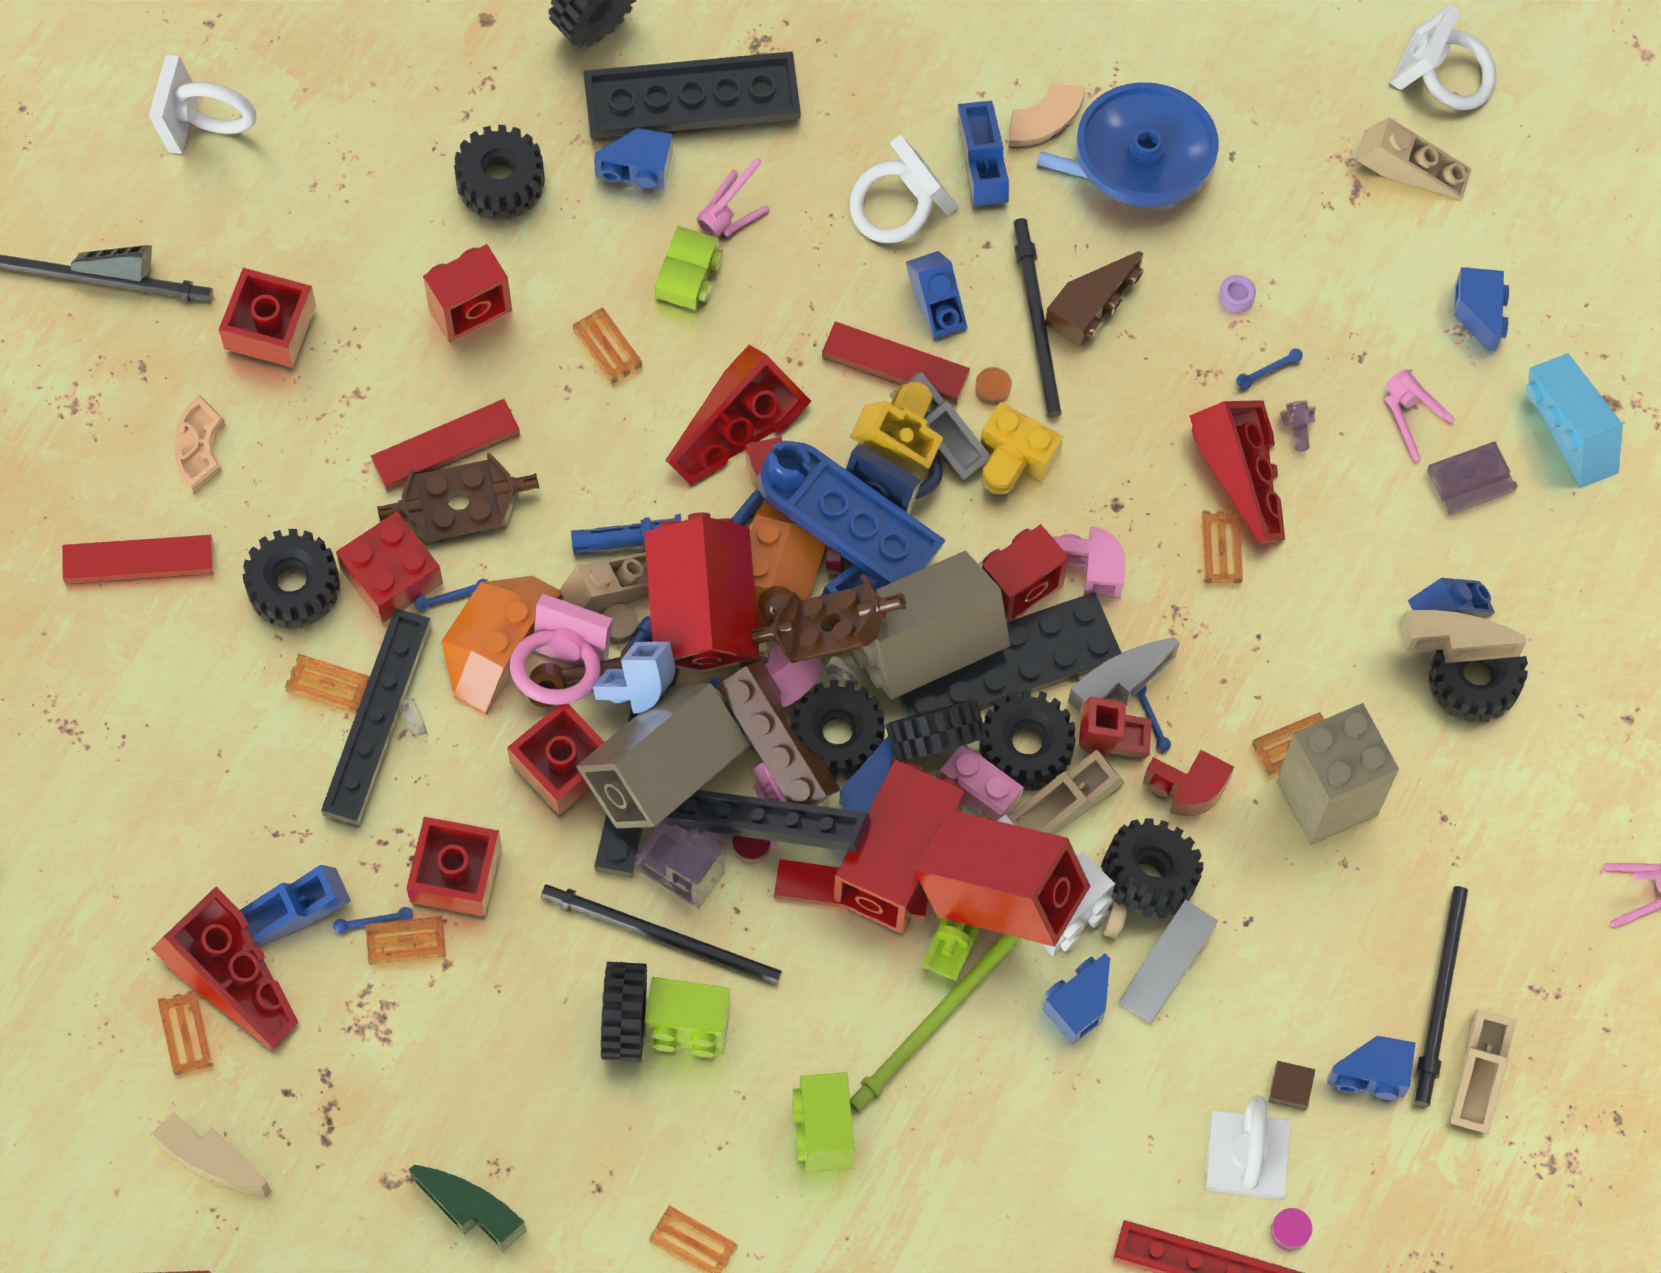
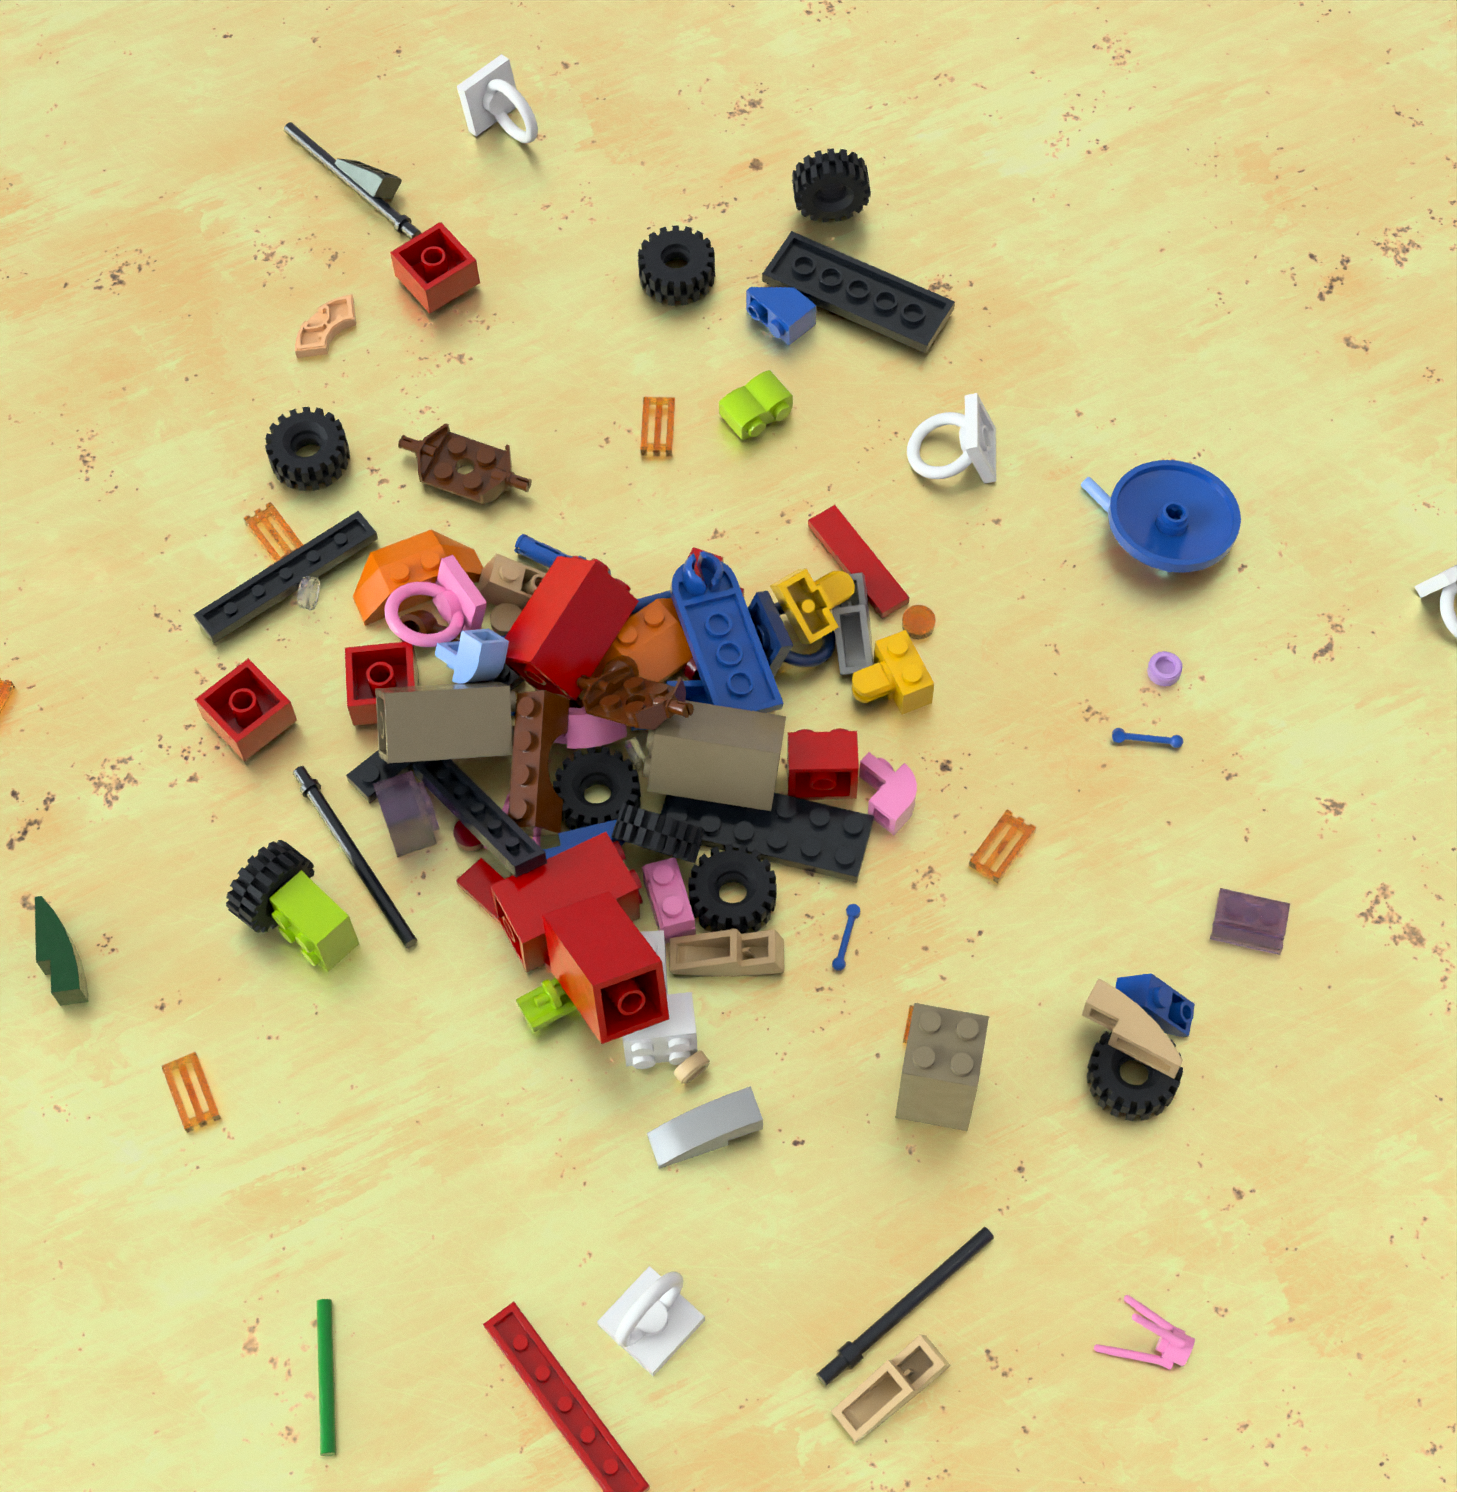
camera: 40 degrees right, 5 degrees down
(137, 559) = (222, 376): red tile -> none
(224, 965) = (43, 675): red wedge -> none
(295, 905) = (116, 667): blue slope -> none
(342, 925) = (192, 724): blue hinge -> none
(389, 567) = (378, 480): red brick -> none
(405, 926) = (164, 721): clear orange tile -> none
(423, 604) = (384, 523): blue hinge -> none
(445, 443) = (491, 424): red tile -> none
(467, 292) = (582, 328): red brick -> none
(717, 216) = (807, 382): bright pink plant -> none
(742, 408) = (721, 523): red wedge -> none
(826, 1122) = (346, 1066): lime brick -> none
(873, 1085) = (454, 1059): lime bar -> none
(937, 293) = (925, 530): blue slope -> none
(983, 153) = (1043, 453): blue slope -> none
(1026, 256) = (1018, 544): black bar -> none
(1047, 117) = (1116, 456): light nougat tile -> none
(1081, 1002) = (617, 1111): blue slope -> none
(1087, 299) = (1042, 601): reddish brown slope -> none
(1110, 730) = (797, 923): red brick -> none
(1125, 673) = (844, 891): light grey slope -> none
(1164, 851) = (758, 1028): black tyre -> none
(1194, 791) = (836, 1012): red brick -> none
(1236, 447) = (1069, 785): red wedge -> none
(1291, 1229) = (638, 1403): dark pink tile -> none
(1292, 1085) = (729, 1291): reddish brown tile -> none
(1298, 415) = (1141, 786): plate -> none
(1378, 1067) = (806, 1322): blue slope -> none
(1408, 391) = (1246, 823): bright pink plant -> none
(1410, 159) = (1386, 652): tan slope -> none
(1480, 304) = (1359, 790): blue slope -> none
(1577, 419) = (1371, 928): medium azure wedge -> none

